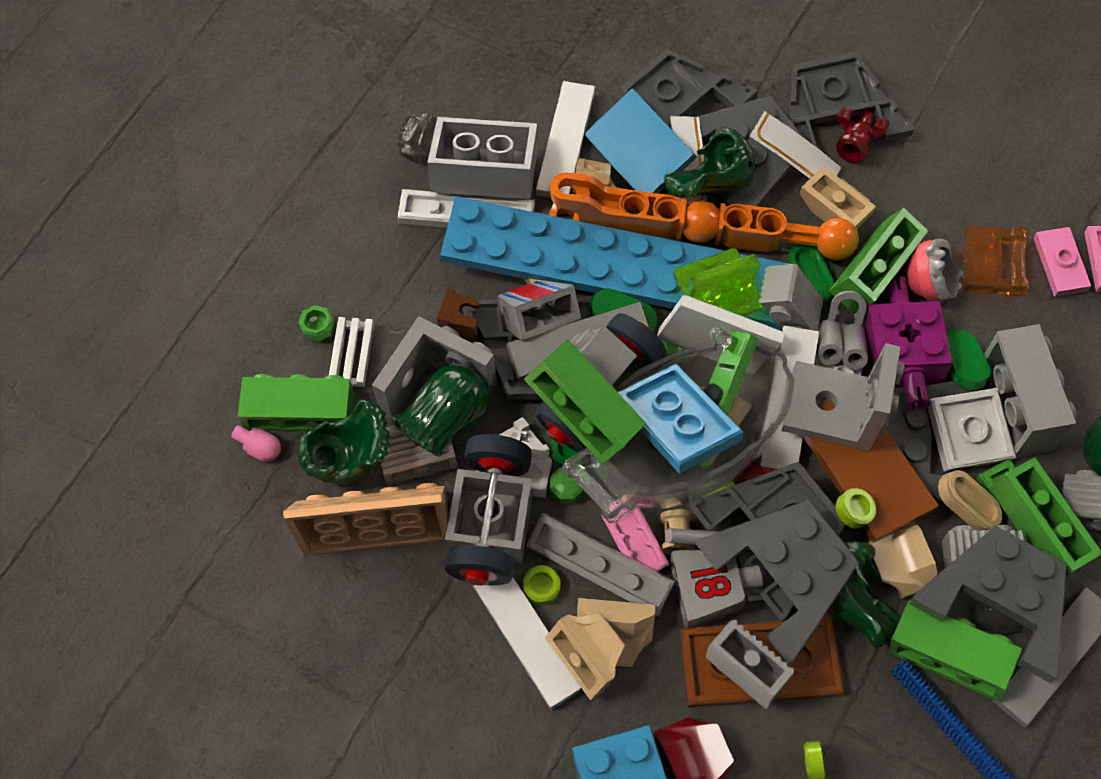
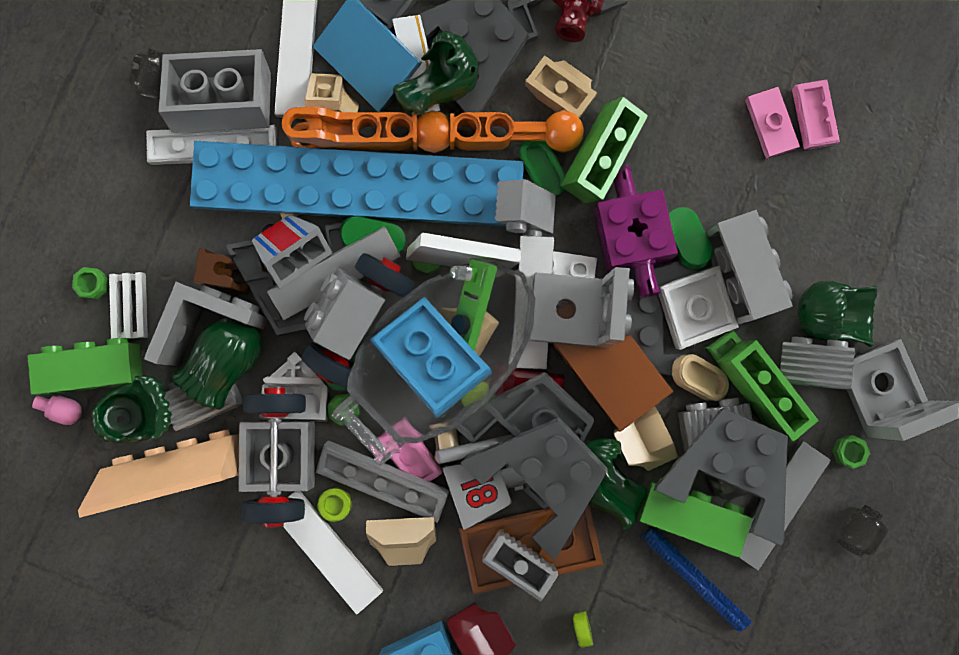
camera: 10 degrees left, 20 degrees up
(585, 401) = (340, 362): bright green brick -> none
(588, 650) = (381, 568): tan slope -> none
(722, 281) = (457, 201): clear neon green bracket -> none
(791, 146) = (512, 40): white sticker -> none
(843, 341) = (576, 235): light grey piece -> none
(855, 508) = (600, 410): lime tile -> none
(932, 272) = (654, 154): hair -> none
(984, 260) = (700, 129): clear orange plate -> none

